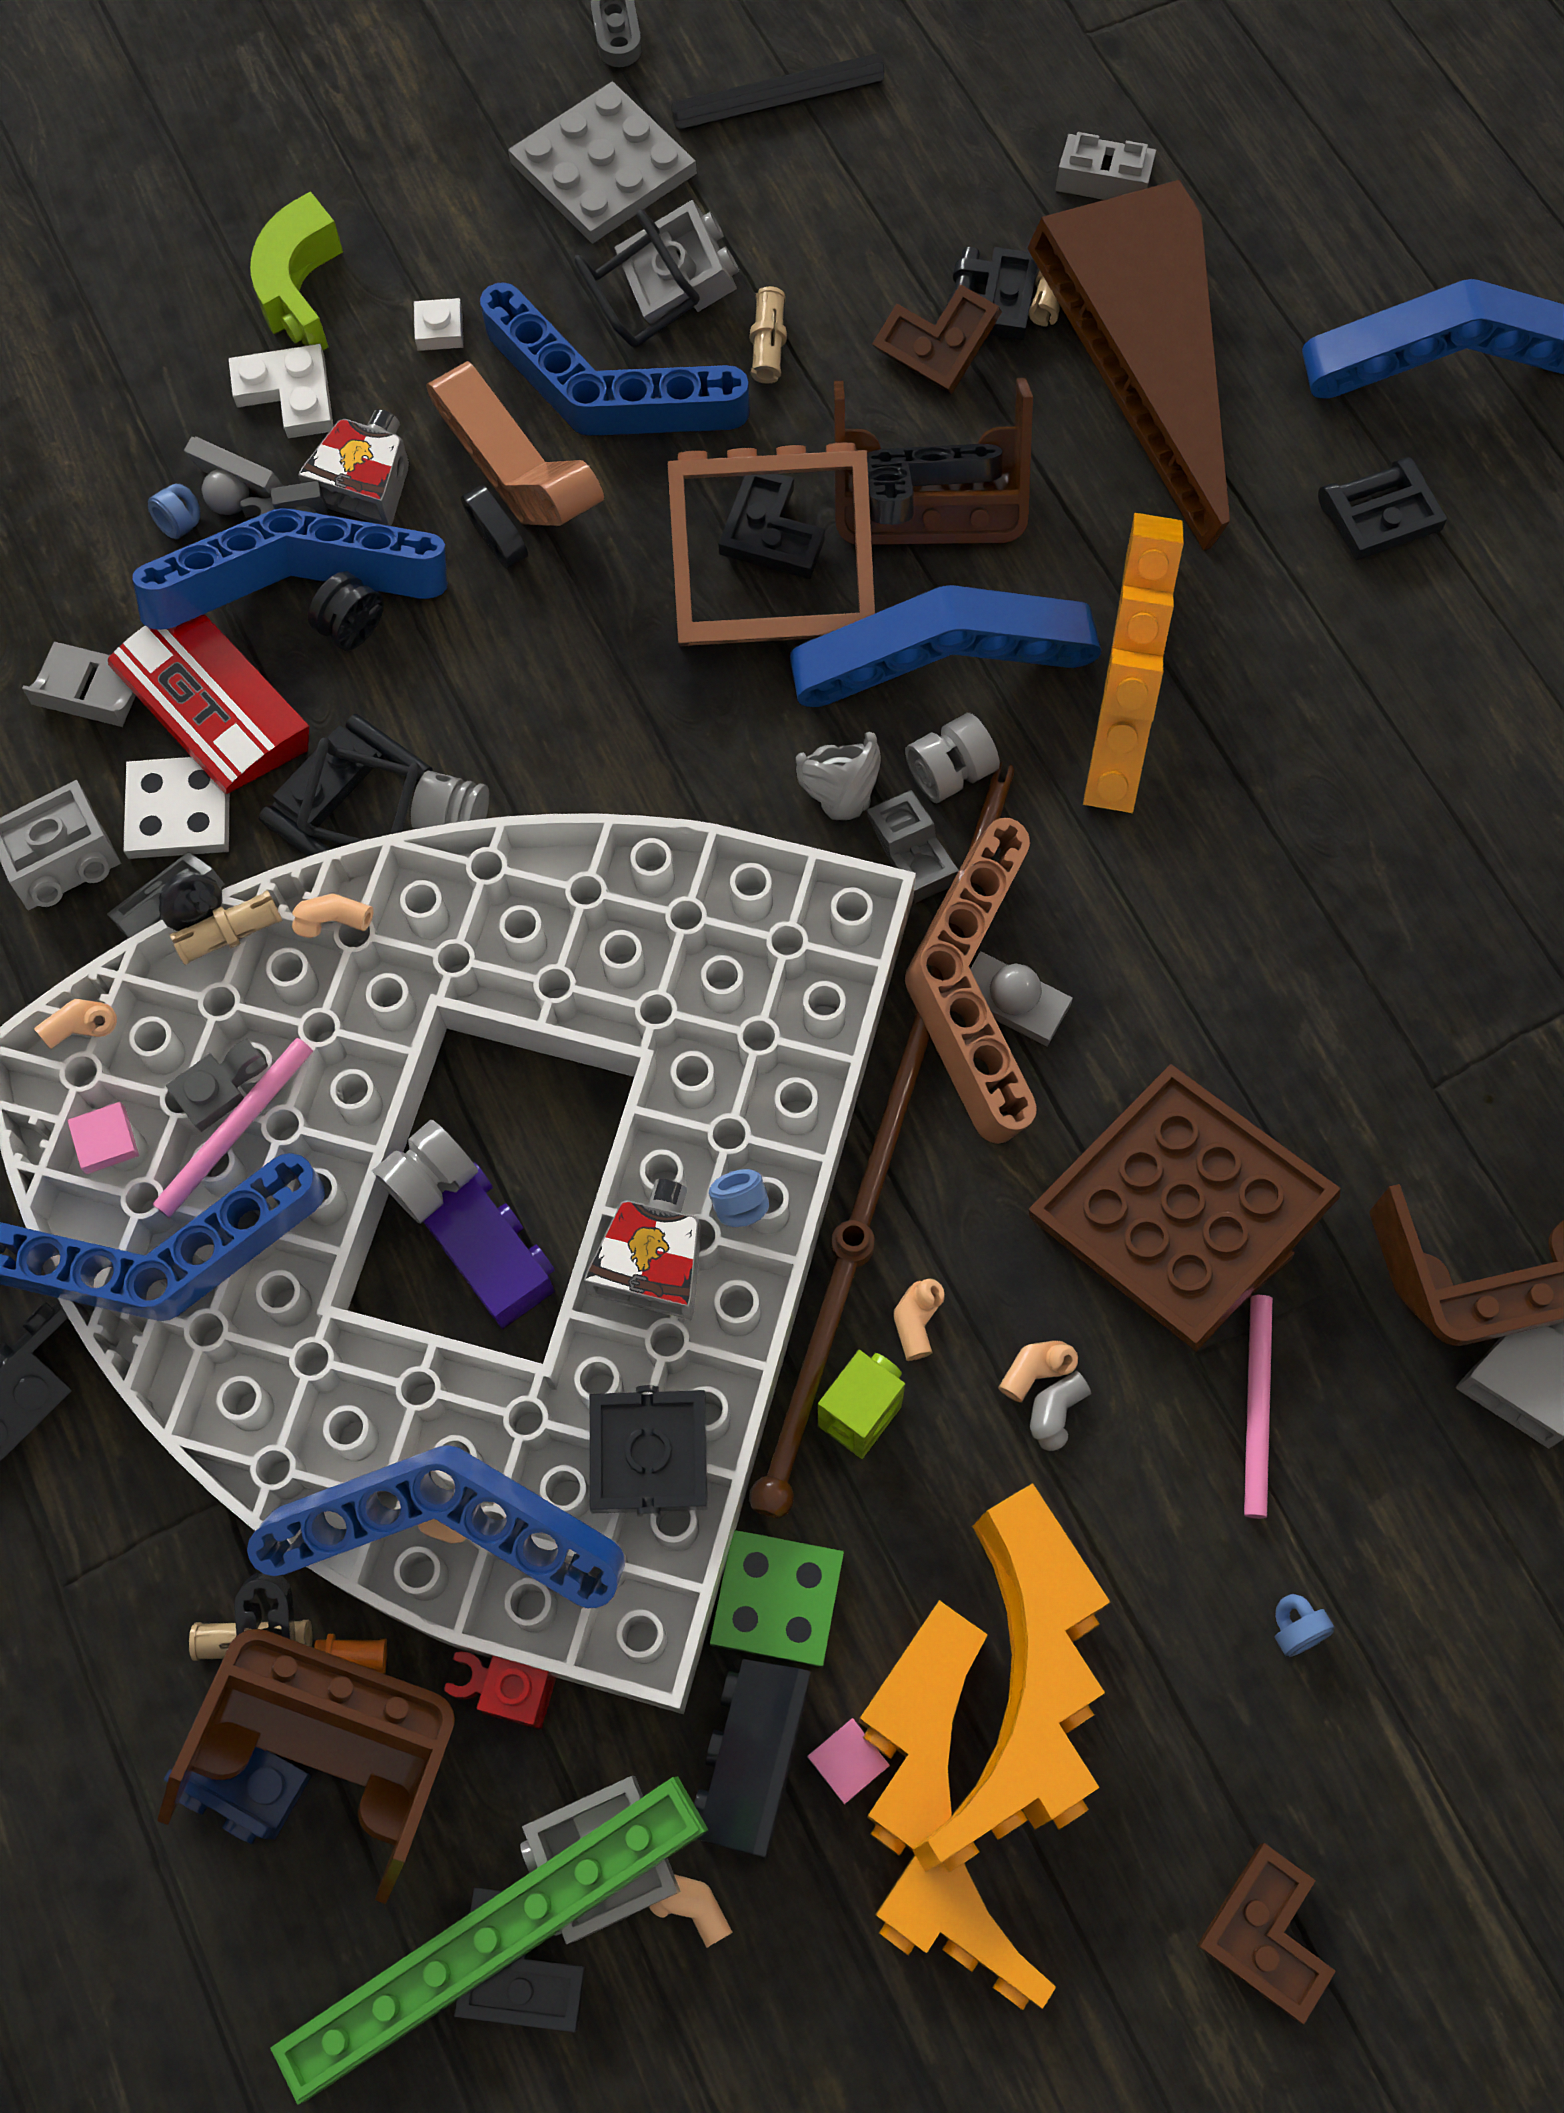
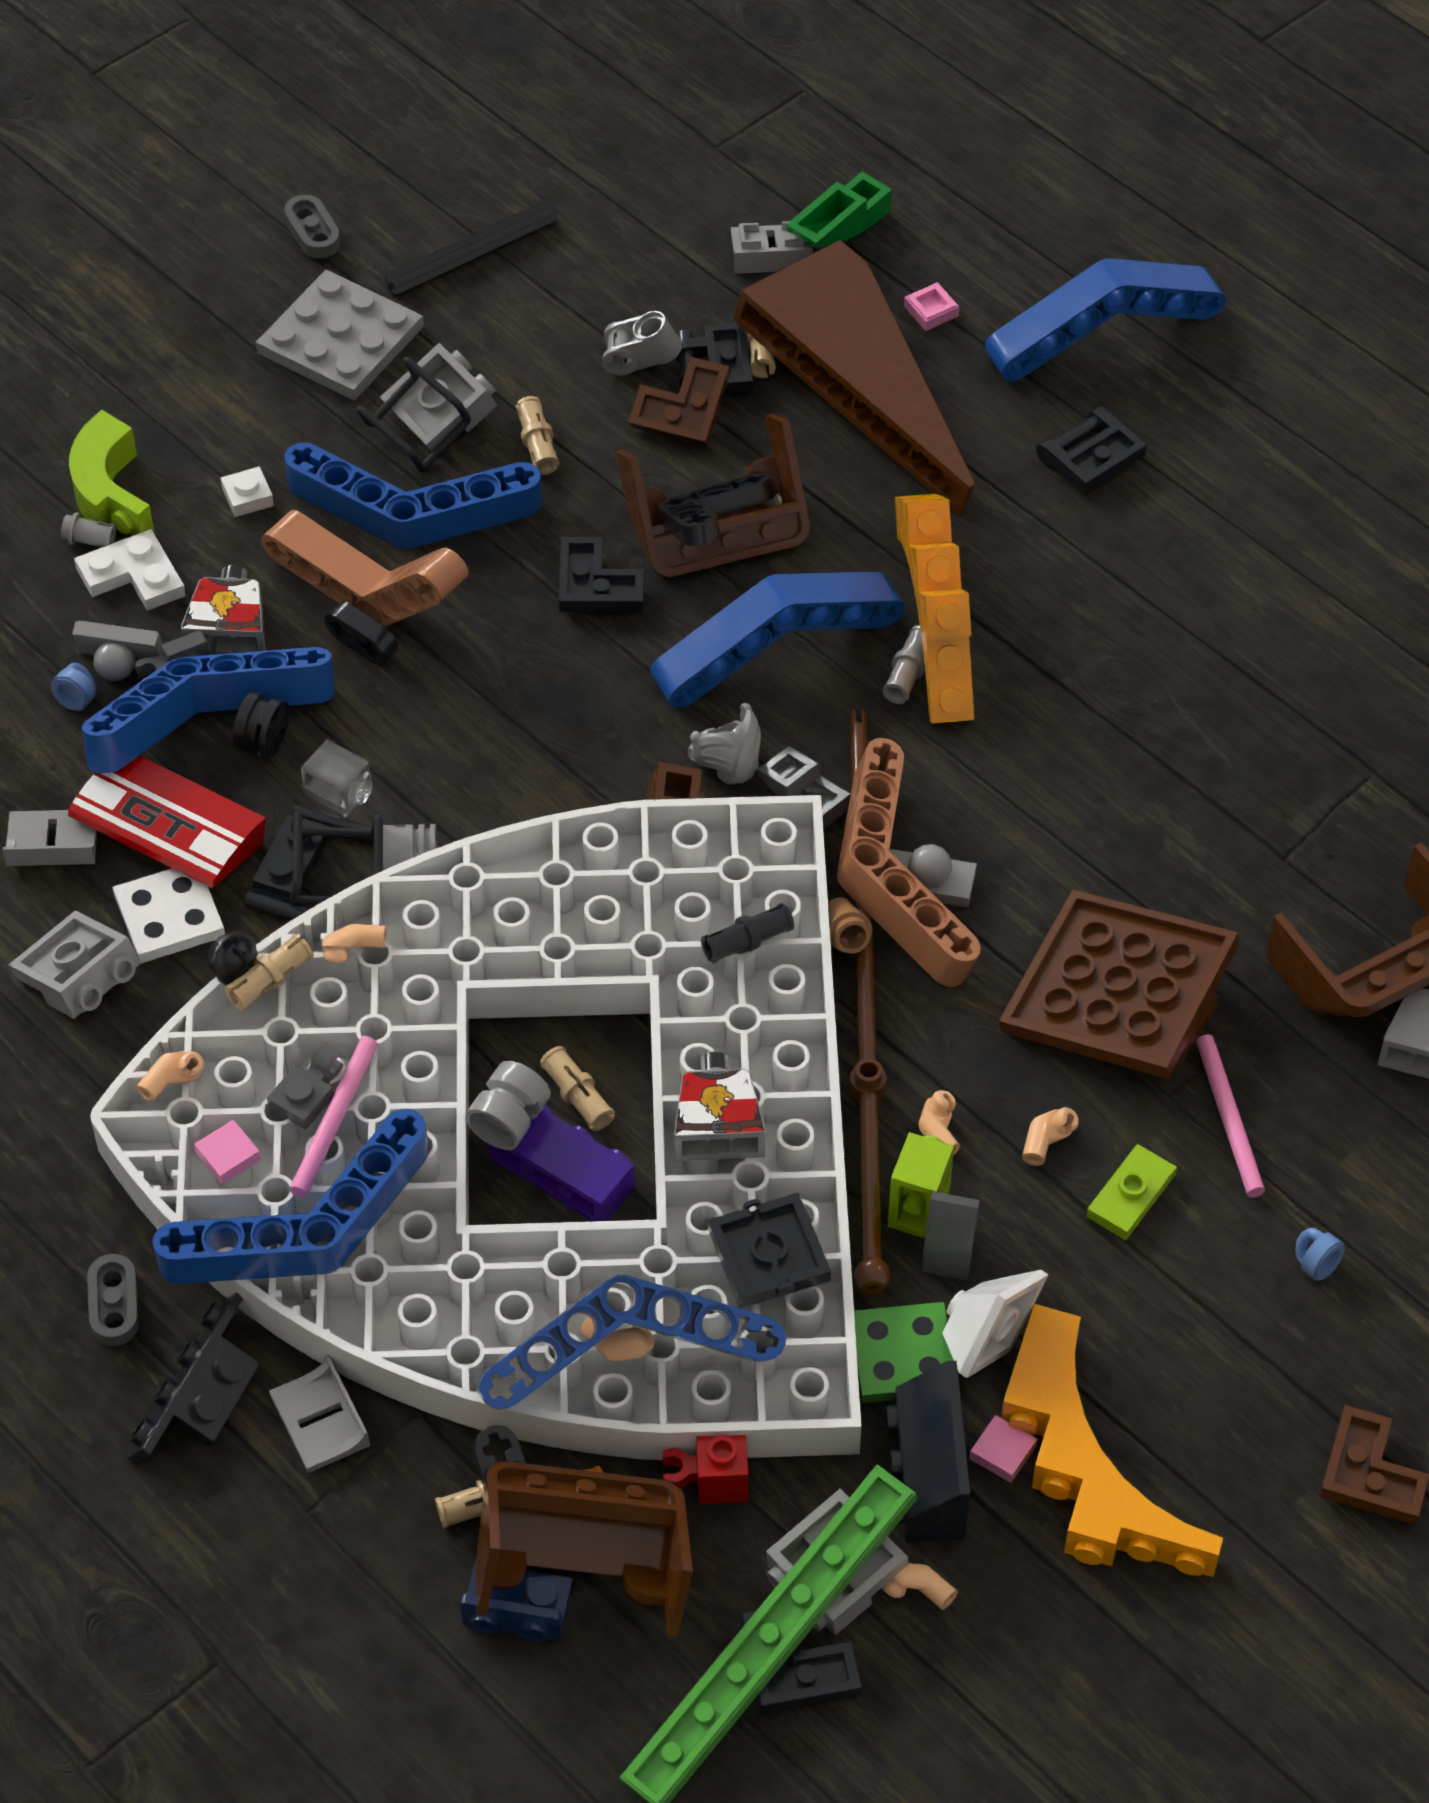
camera: 20 degrees left, 15 degrees down
(117, 1505) = (312, 1397): none -> light grey piece
(142, 907) = (181, 981): dark grey plate -> none
(246, 326) = (87, 531): none -> light grey pin
(405, 696) = (337, 778): none -> clear brick
(522, 1121) = (577, 1088): none -> tan pin
(739, 1198) = (768, 1052): medium blue tile -> none
(746, 462) = (619, 656): nougat window -> none
(761, 813) = (674, 782): none -> reddish brown brick
(767, 1031) = (747, 933): none -> black pin
(872, 1480) = (950, 1235): none -> dark grey slope
(877, 1603) = (989, 1319): none -> white slope
(893, 1043) = (848, 926): none -> medium nougat cone
(920, 251) = (642, 340): none -> light grey piece
(957, 755) = (814, 712): light grey wheel -> none
(1048, 1607) = (1143, 1341): light orange arch -> none
(1051, 1407) = (1069, 1159): light grey arm -> none
(1077, 729) = (907, 667): none -> light grey pin
(1109, 1471) = (1131, 1192): none -> lime plate
(1195, 145) = (842, 212): none -> green slope
(1259, 284) = (931, 306): none -> bright pink tile

